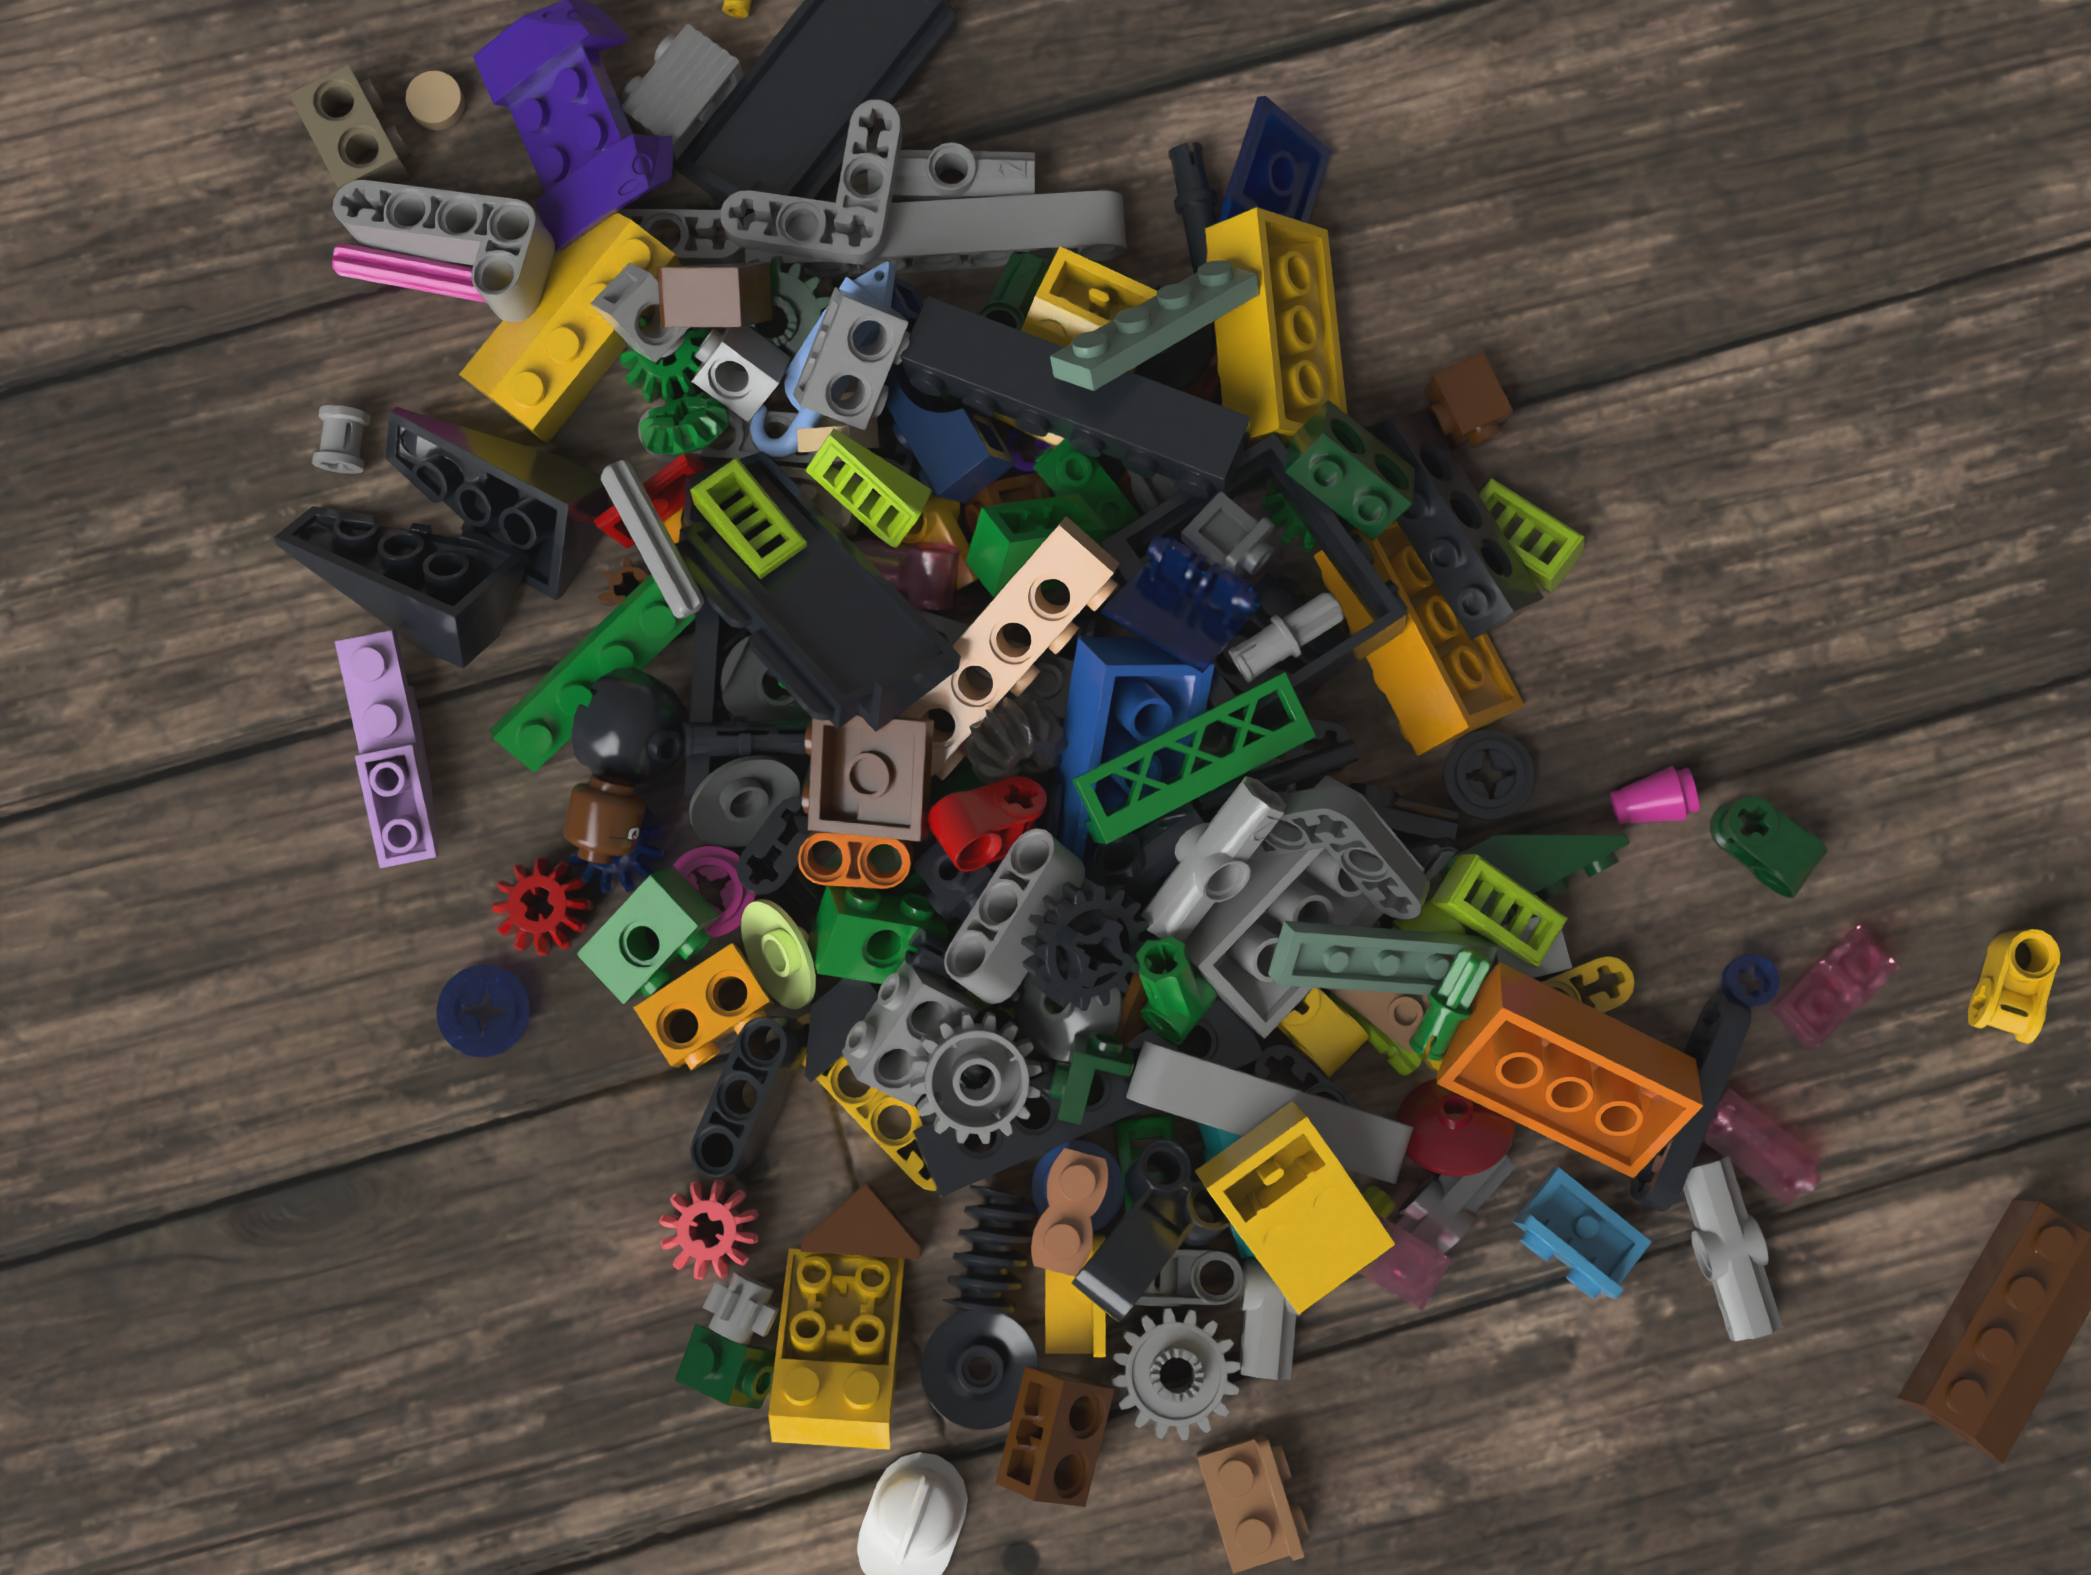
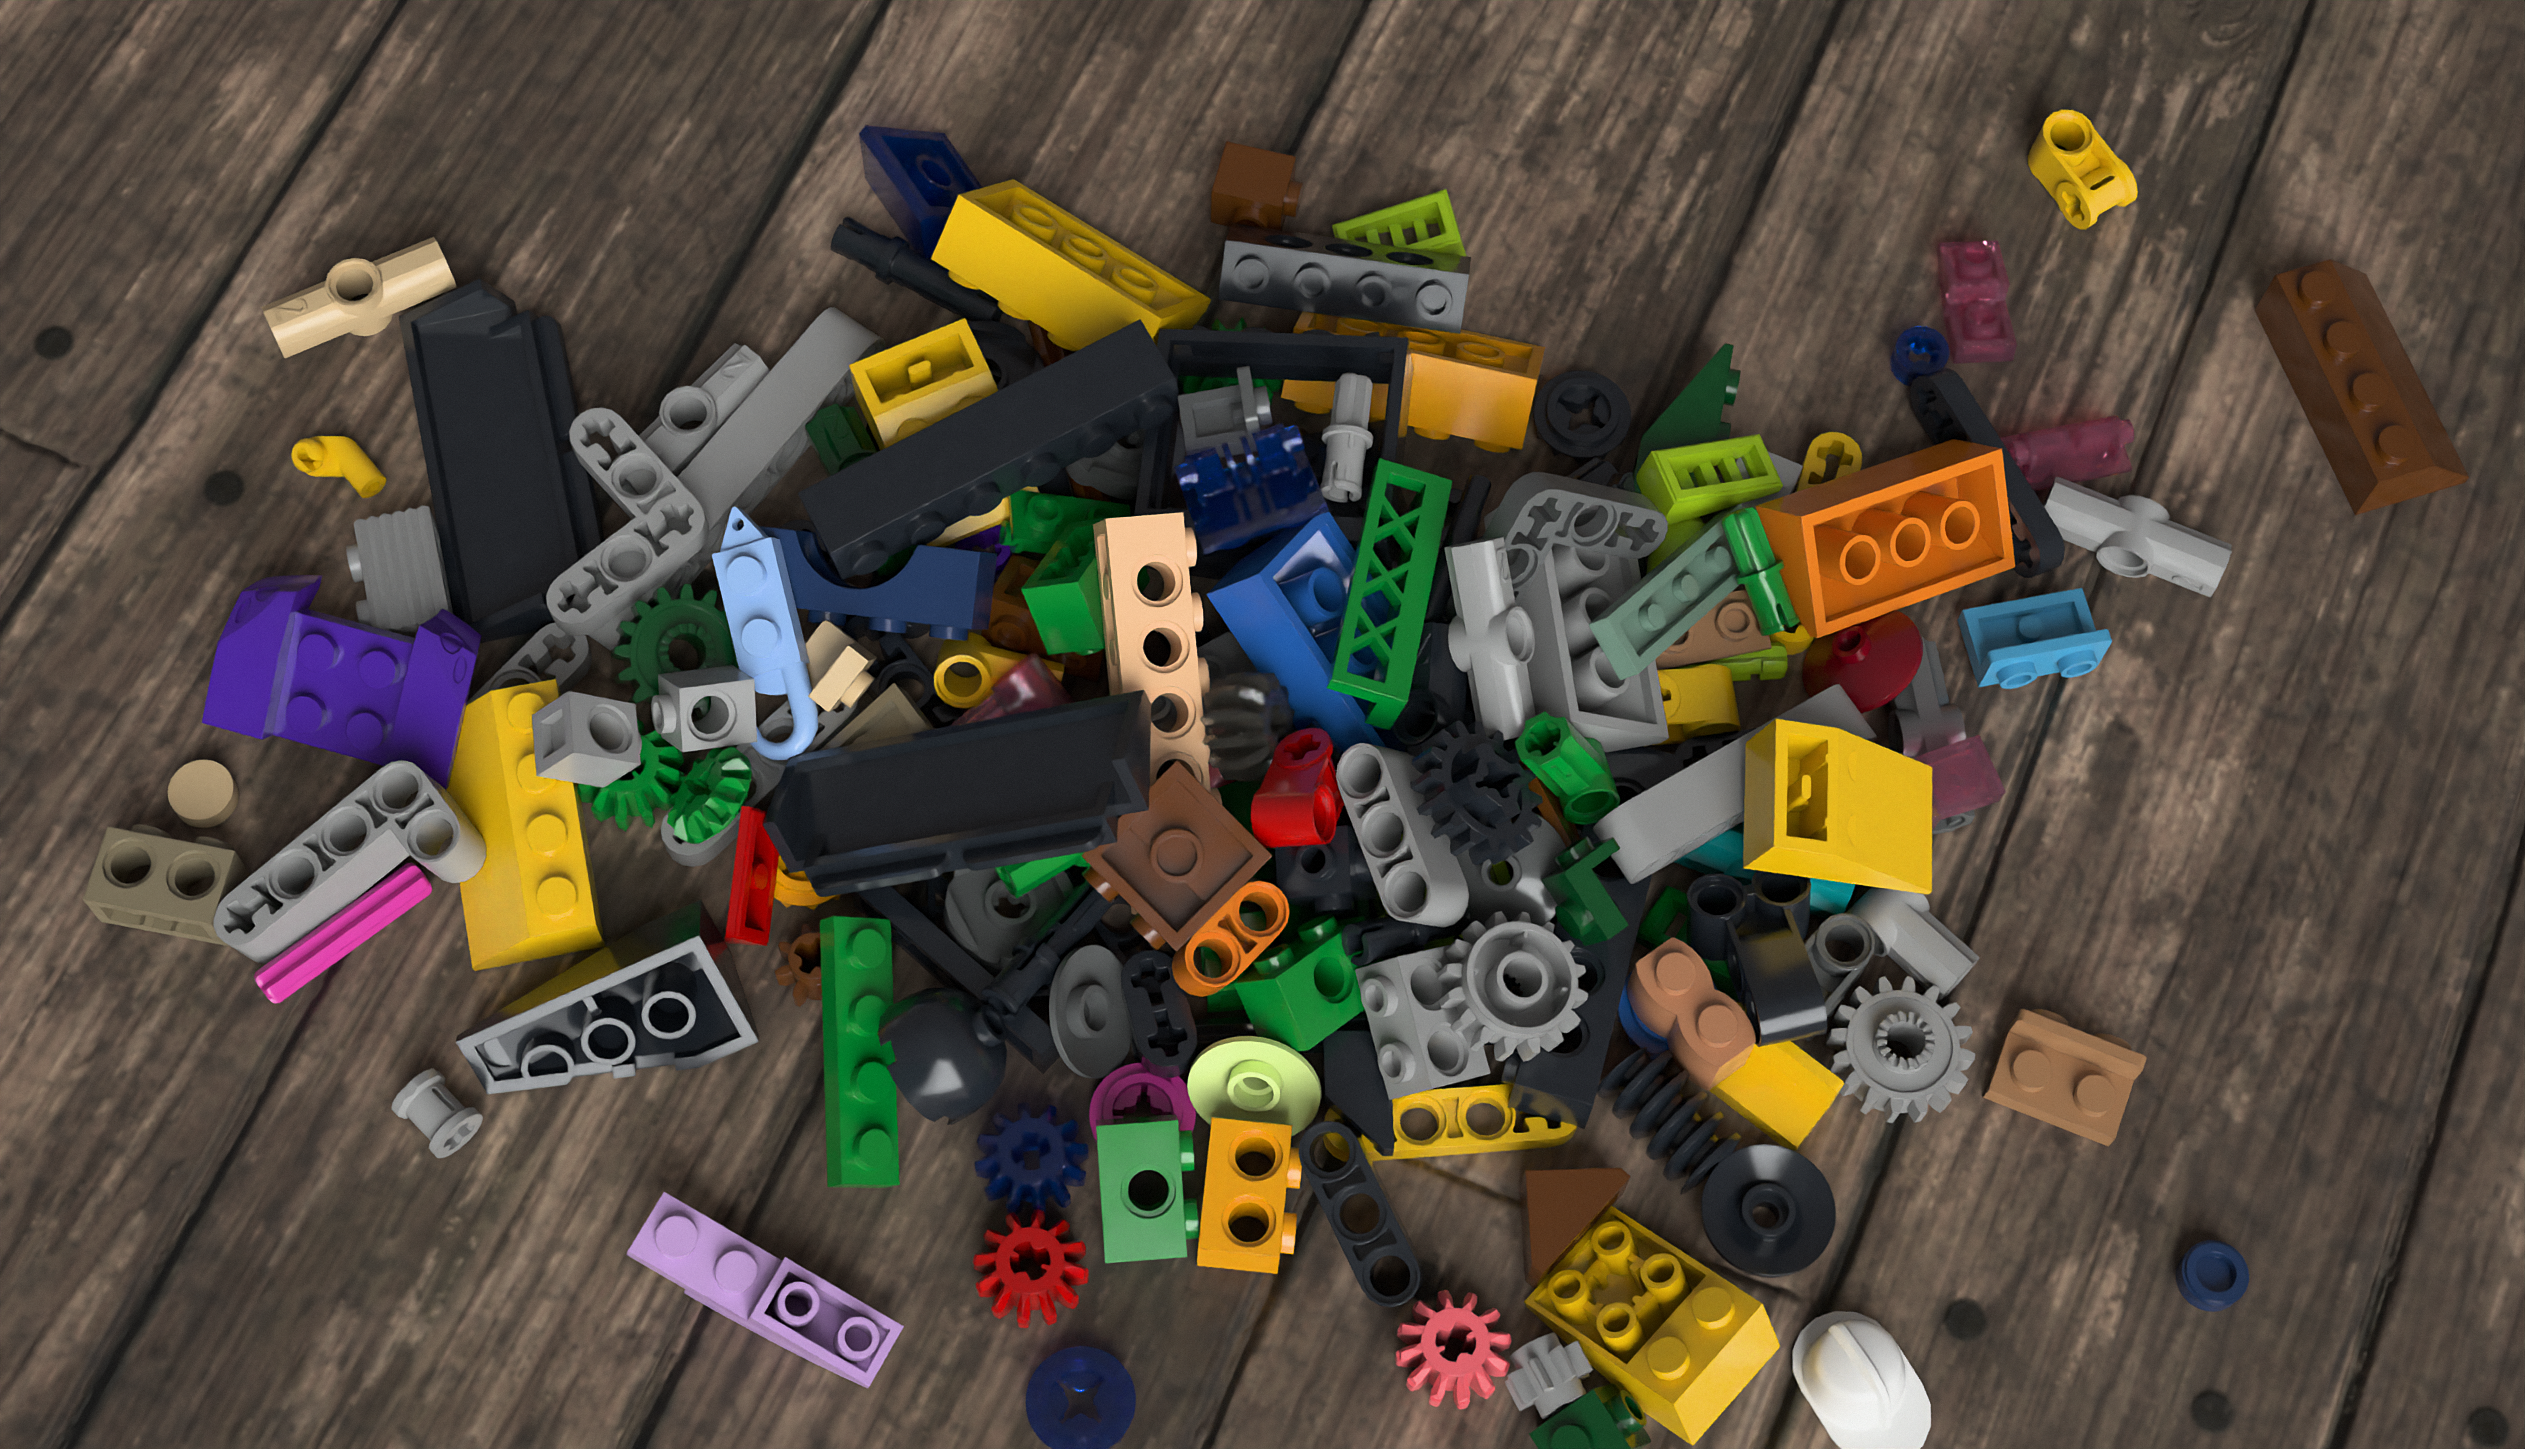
camera: 50 degrees left, 15 degrees down
(426, 586) = (656, 1134): black wedge -> none
(604, 818) = (1009, 1128): reddish brown head -> none
(652, 539) = (795, 888): light grey axle -> none
(715, 295) = (629, 665): slope -> none
(724, 485) = (828, 779): lime slope -> none
(836, 356) = (778, 601): light grey brick -> none
(885, 515) = (942, 693): lime slope -> none
(1054, 1436) = (1879, 1186): reddish brown brick -> none
(1154, 325) = (991, 336): sand green plate -> none
(1350, 470) = (1245, 294): dark green brick -> none
(1656, 798) = (1709, 306): dark pink cone -> none
(1776, 848) = (1822, 254): dark green piece -> none

